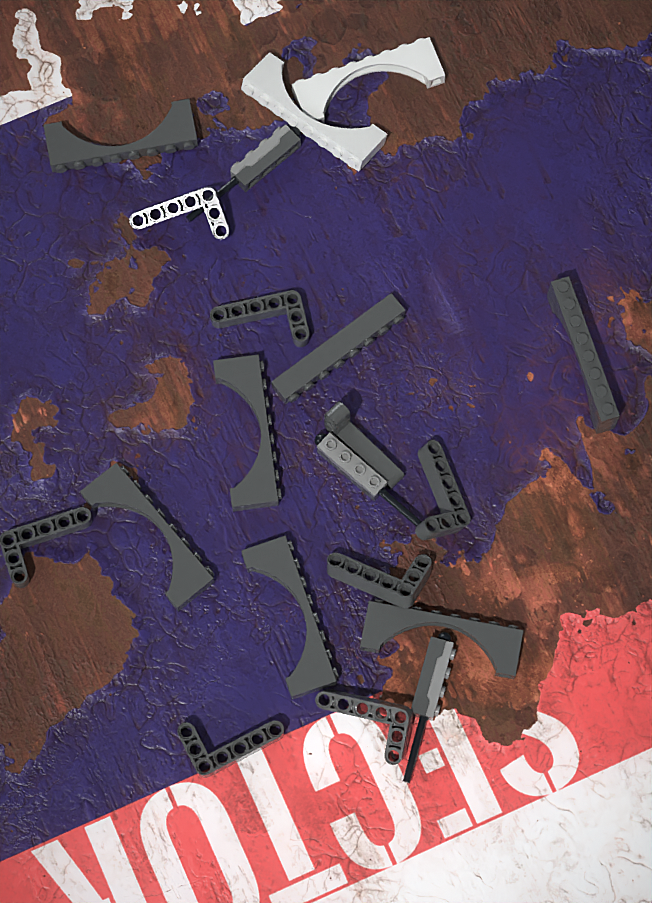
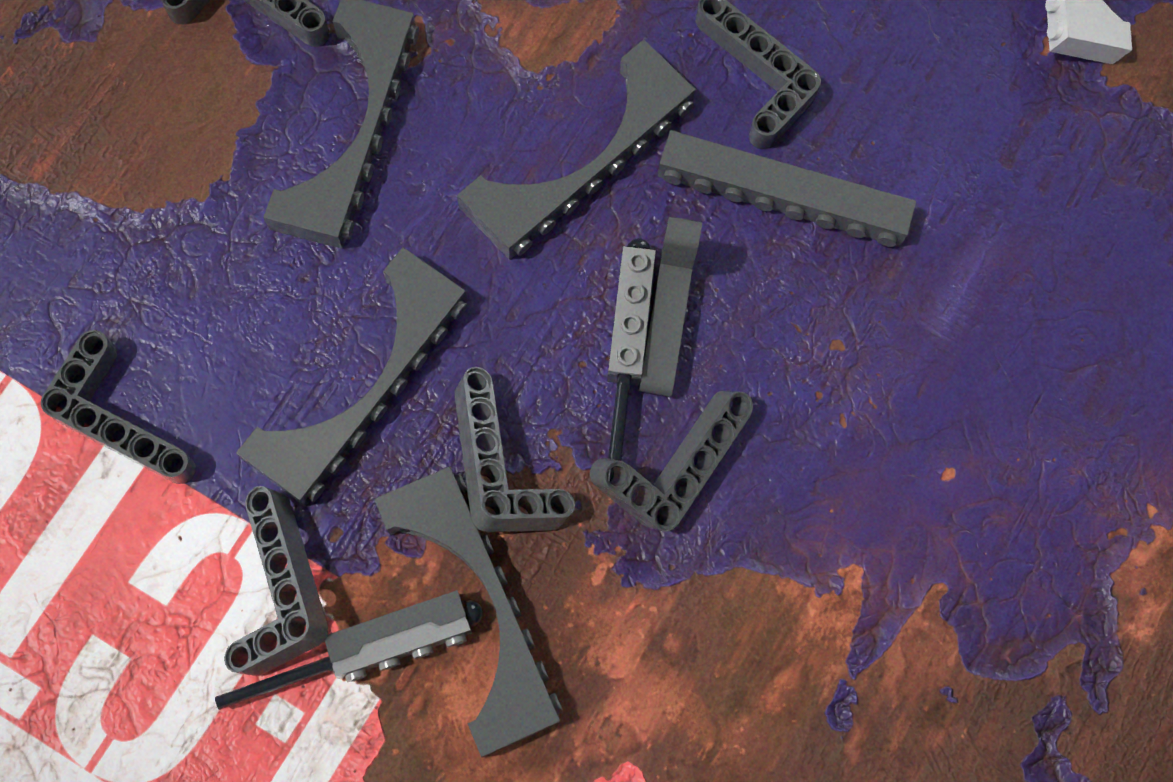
camera: 50 degrees right, 0 degrees up
(566, 307) = (993, 594): dark grey arch -> none

